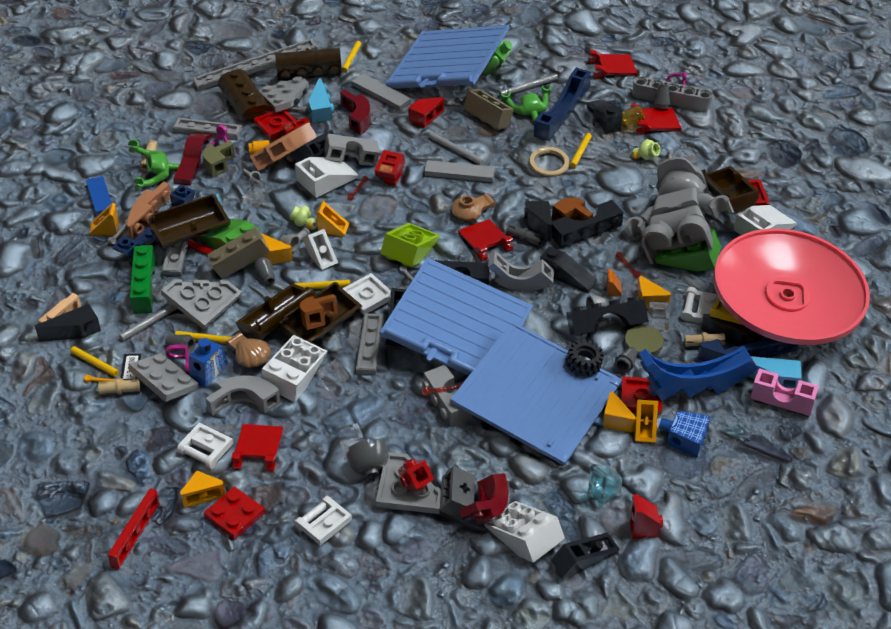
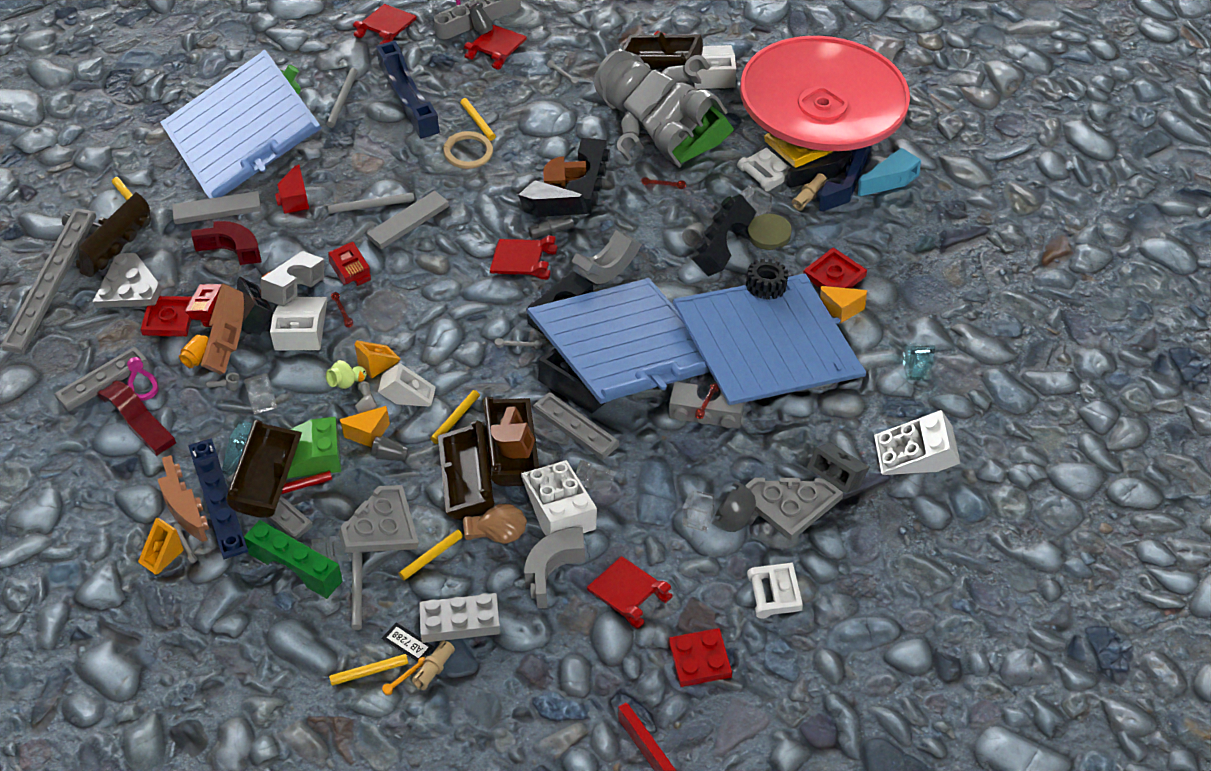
camera: 50 degrees left, 5 degrees up
(64, 306) = (259, 664): light nougat panel -> none
(70, 325) = (297, 660): black slope -> none
(99, 194) = (103, 531): blue tile -> none
(151, 145) = (89, 452): tan pin -> none
(156, 163) = (118, 449): bright green piece -> none
(179, 347) = (461, 587): dark pink piece -> none
(186, 340) = (422, 577): dark grey cone -> none
(201, 489) = (649, 664): light orange slope -> none
(206, 362) = (479, 560): blue torso -> none
(207, 439) = (587, 626): white plate -> none
(217, 157) = (166, 398): olive brick -> none
(238, 253) = (352, 453): dark tan brick -> none
(243, 94) = (92, 316): dark brown container -> none
(320, 103) = (182, 264): medium azure slope -> none
(369, 293) = (509, 383): white plate -> none
(408, 244) = (475, 316): lime slope -> none
(415, 474) = (800, 481): red brick -> none
(470, 208) = (471, 242): medium nougat animal -> none
(488, 109) = (350, 144): dark tan brick -> none
(492, 499) = (868, 448): dark red arch -> none
(530, 103) = (378, 110): bright green piece -> none
(568, 270) = (635, 224): black slope -> none
(583, 553) = (982, 424): black slope -> none
(607, 115) = (453, 70): black slope -> none
(613, 284) = (680, 207): orange slope -> none
(626, 360) = (783, 255): dark grey cone -> none
(632, 115) = (480, 54): clear yellow brick -> none
(644, 518) = (980, 360): red slope -> none
(646, 420) = (877, 294): light orange slope -> none
(647, 150) = (537, 76): yellowish green animal -> none
(652, 292) = (717, 189): light orange slope -> none
(686, 431) = (906, 270): blue torso -> none
(693, 378) = (863, 214): blue arch -> none
(797, 399) = (938, 176): bright pink arch -> none

